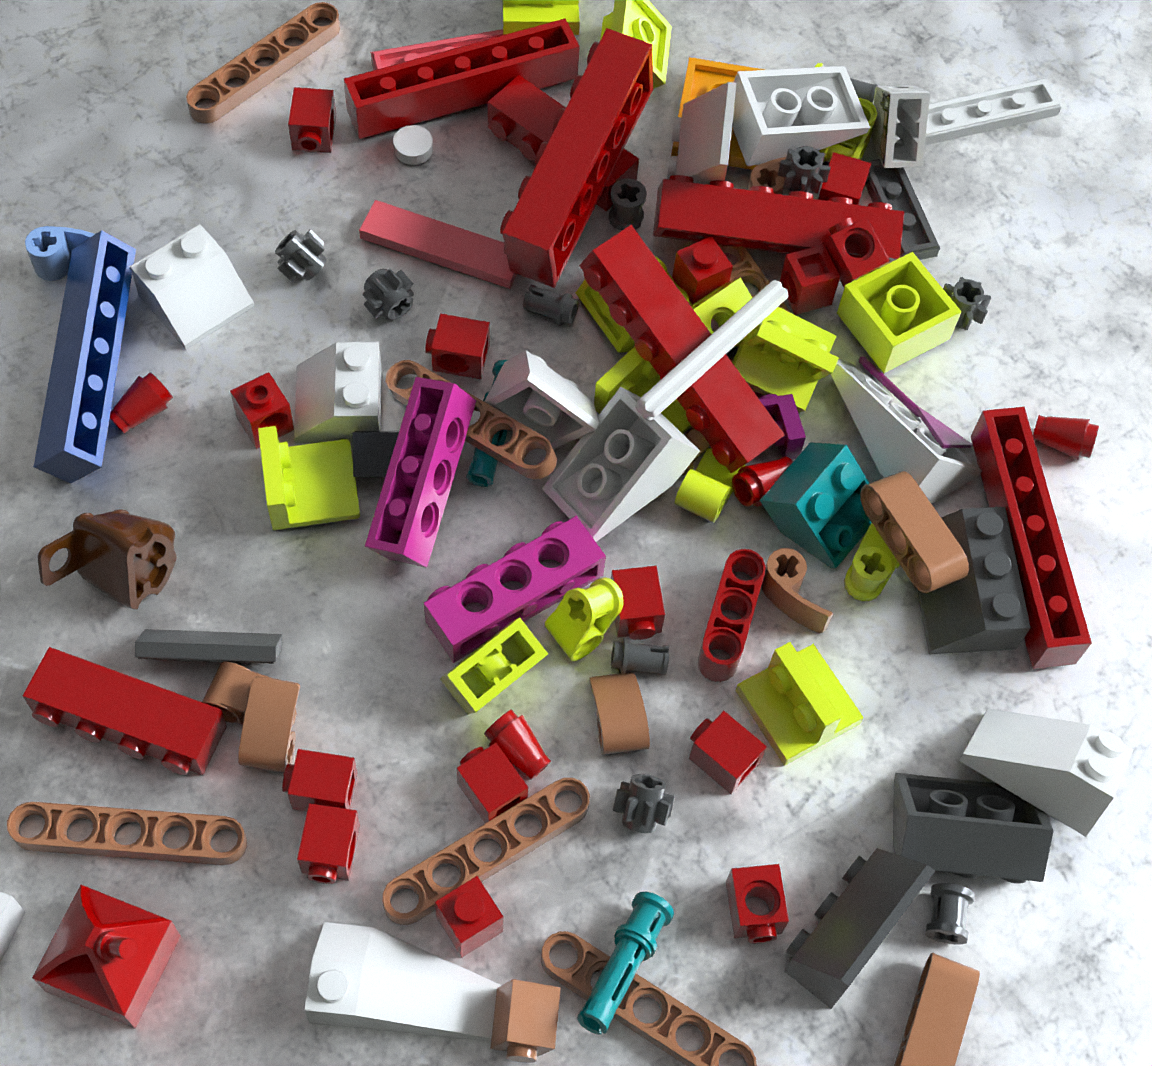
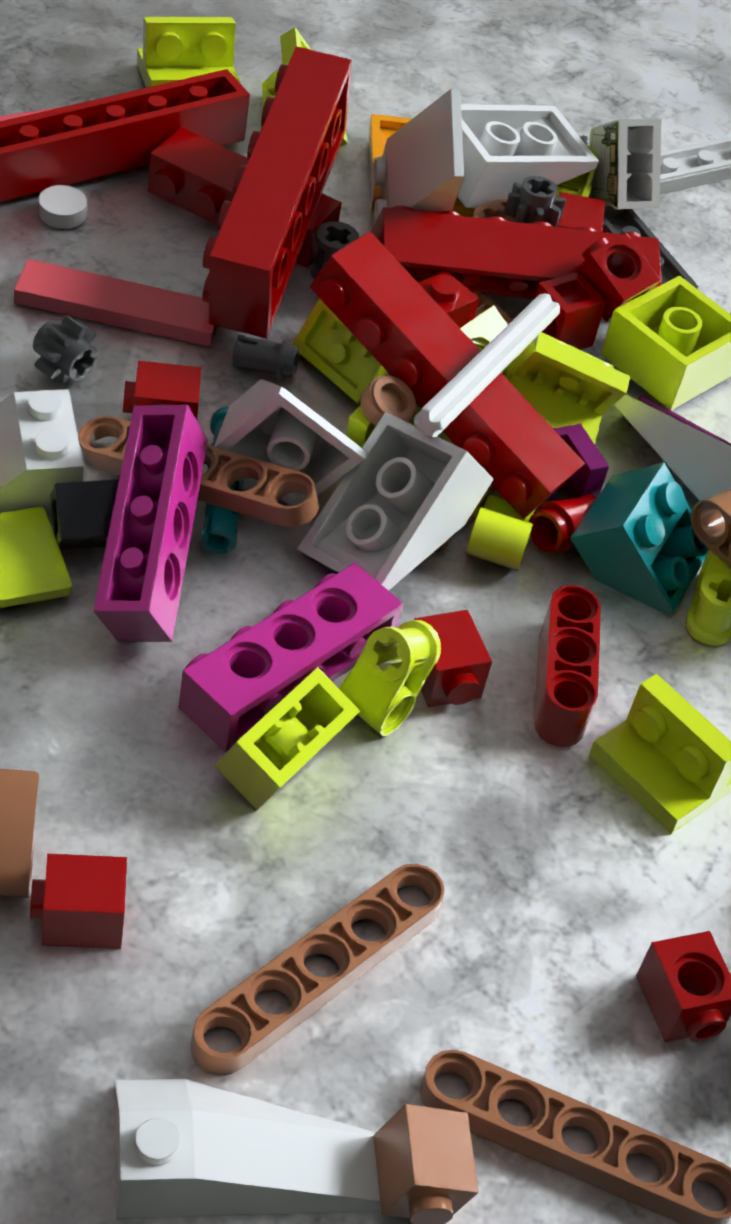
camera: 15 degrees left, 15 degrees down
(328, 843) = (106, 973): red brick -> none
(469, 916) = (319, 1043): red brick -> none
(490, 782) = (310, 878): red brick -> none
(518, 743) = (334, 832): red cone -> none
(620, 713) = (461, 789): nougat panel -> none
(628, 371) = (387, 395): none -> nougat tile
(634, 944) = (547, 1053): teal pin -> none
(639, 657) = (465, 721): dark grey pin -> none
(643, 803) = (515, 883): dark grey gear -> none
(726, 751) = (601, 815): red brick -> none
(784, 590) = (631, 644): nougat panel -> none

